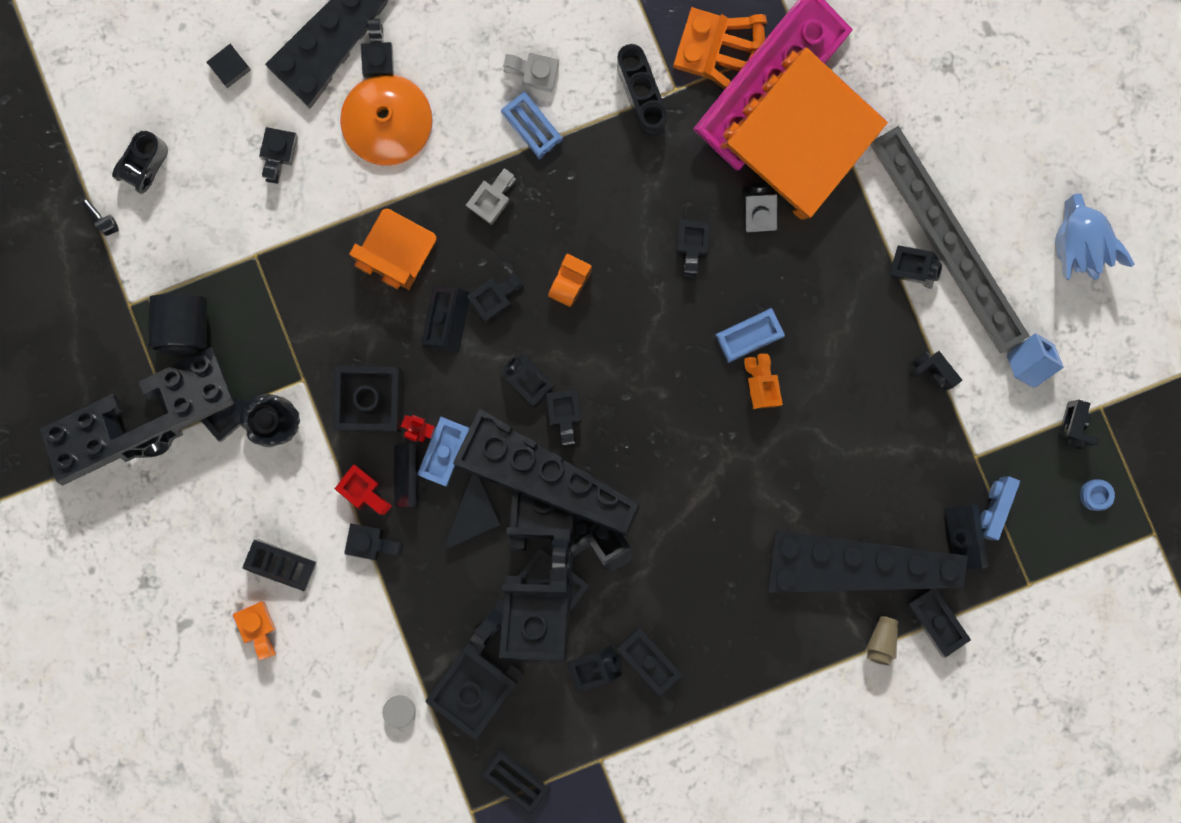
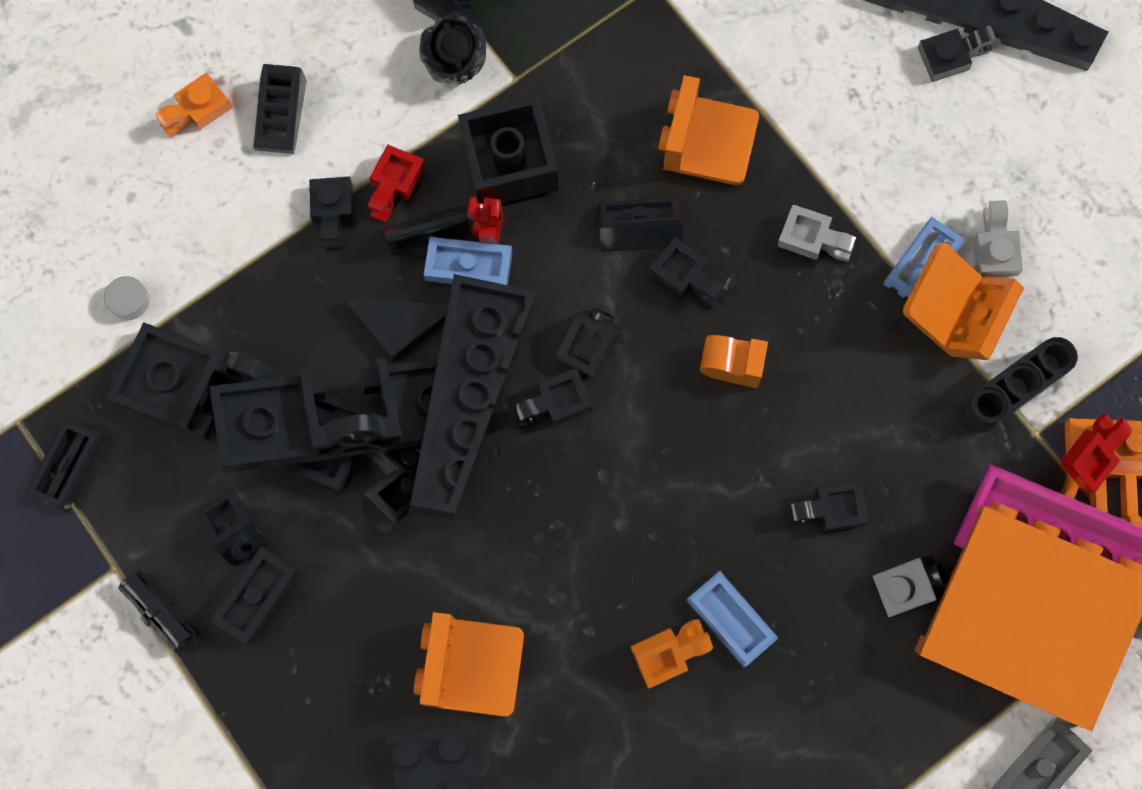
camera: 80 degrees right, 10 degrees down
(391, 138) = (867, 106): orange dish -> none
(575, 110) = (960, 306): none -> orange bracket
(641, 734) = (157, 611): none -> black pin
(707, 57) = (1093, 453): none -> red plate
(737, 521) = (469, 666): none -> orange bracket

